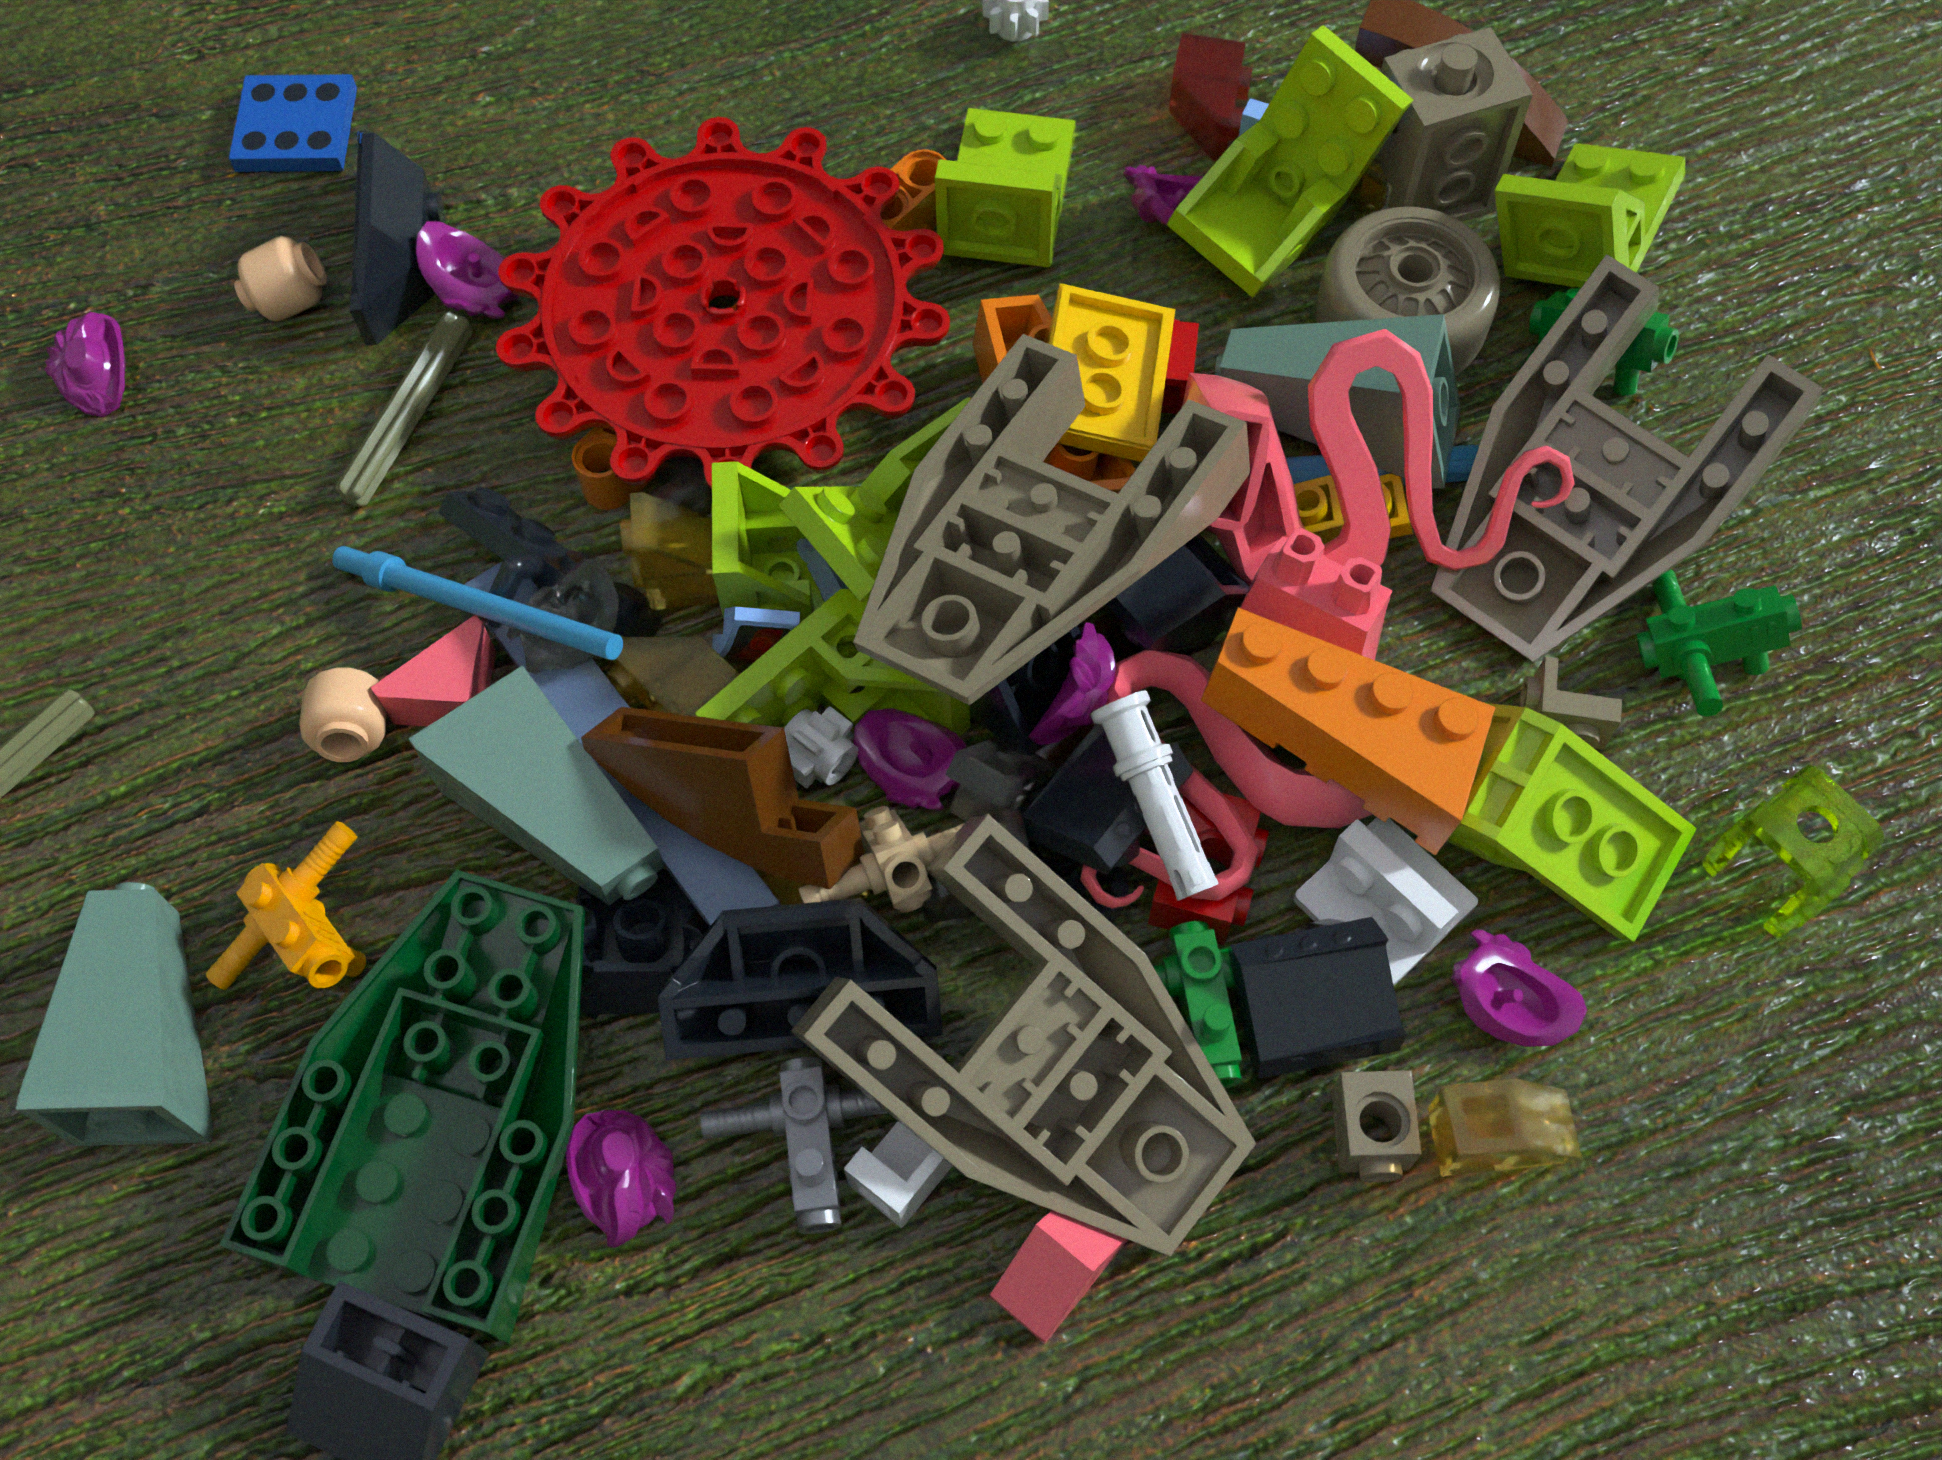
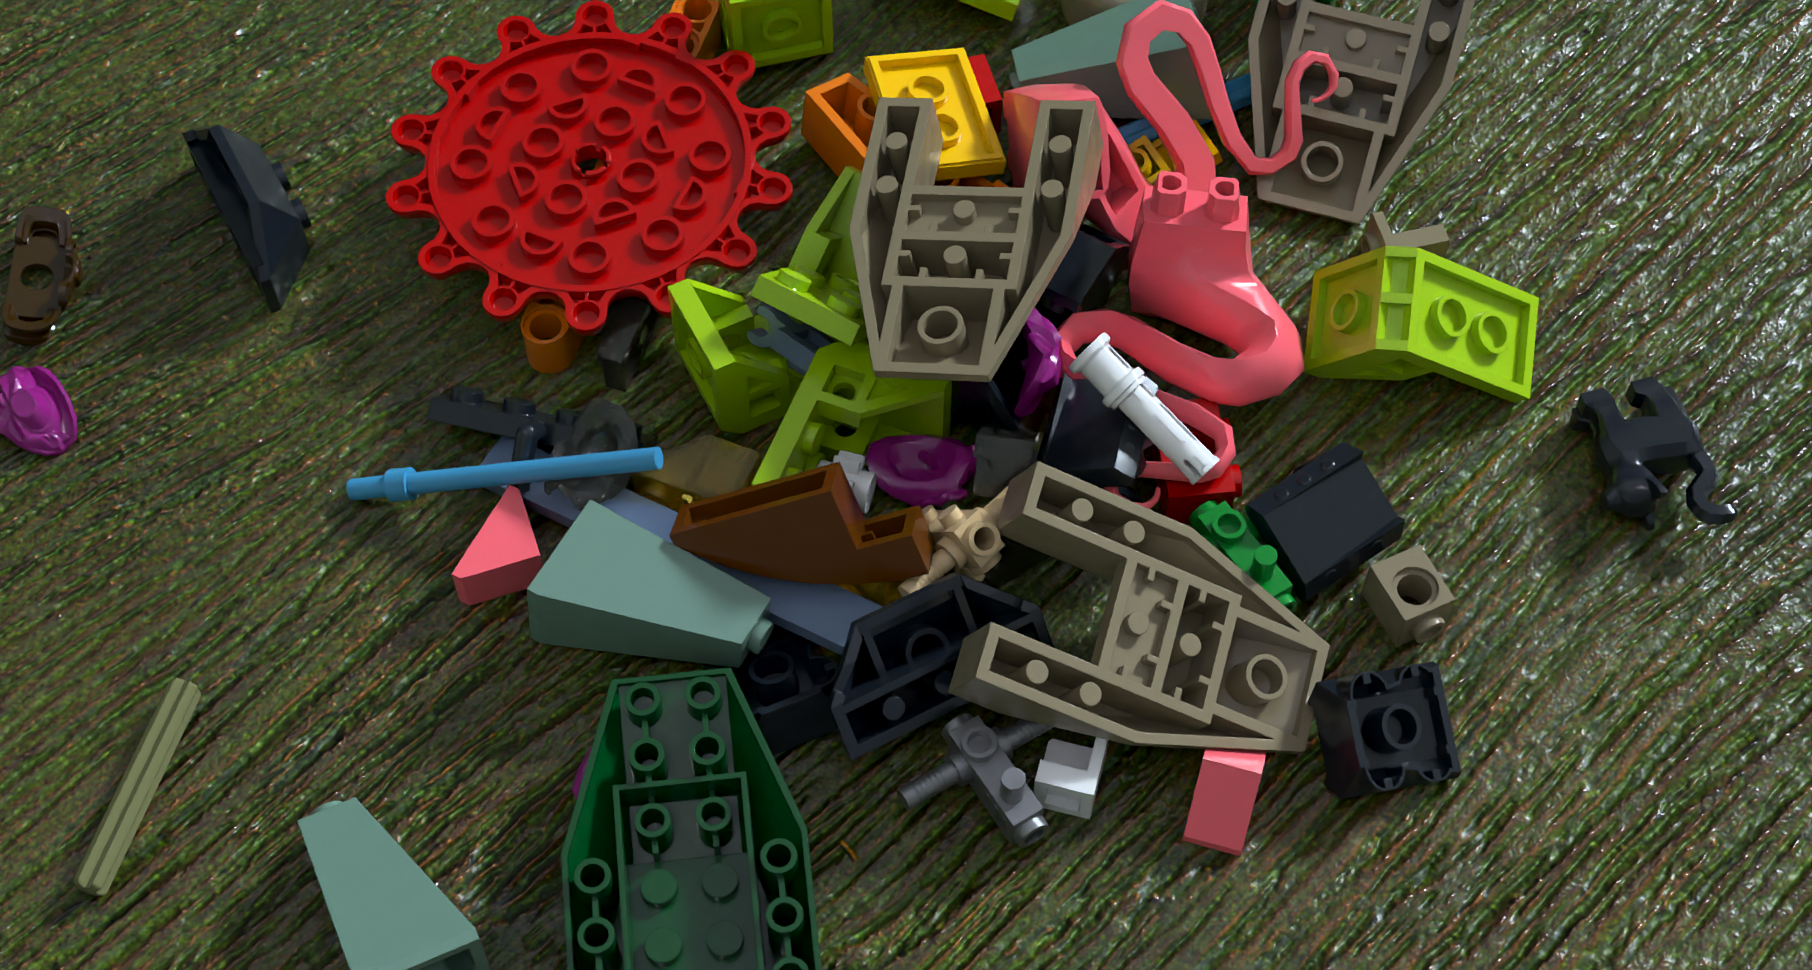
camera: 25 degrees left, 5 degrees down
(188, 197) = (43, 242): none -> dark brown piece
(280, 278) = (172, 281): light nougat head -> none
(292, 920) = (470, 773): light orange piece -> none
(293, 123) = (102, 149): blue tile -> none
(342, 714) = (431, 607): light nougat head -> none
(403, 410) = (341, 352): olive axle -> none
(462, 270) = (342, 220): magenta hat -> none
(620, 1173) = (856, 865): magenta hat -> none
(669, 552) = (649, 380): clear yellow slope -> none
(752, 632) = (757, 412): slope -> none
(1271, 1273) = (1384, 730): none -> black slope
(1354, 720) = (1265, 300): orange wedge -> none
(1396, 882) = (1325, 415): white bracket -> none
(1501, 1126) = (1497, 563): clear yellow slope -> none
(1514, 996) = (1463, 468): magenta hat -> none
(1693, 638) = (1470, 163): green piece -> none
(1749, 1056) = (1648, 446): none -> black animal
(1822, 866) = (1639, 284): clear neon green piece -> none

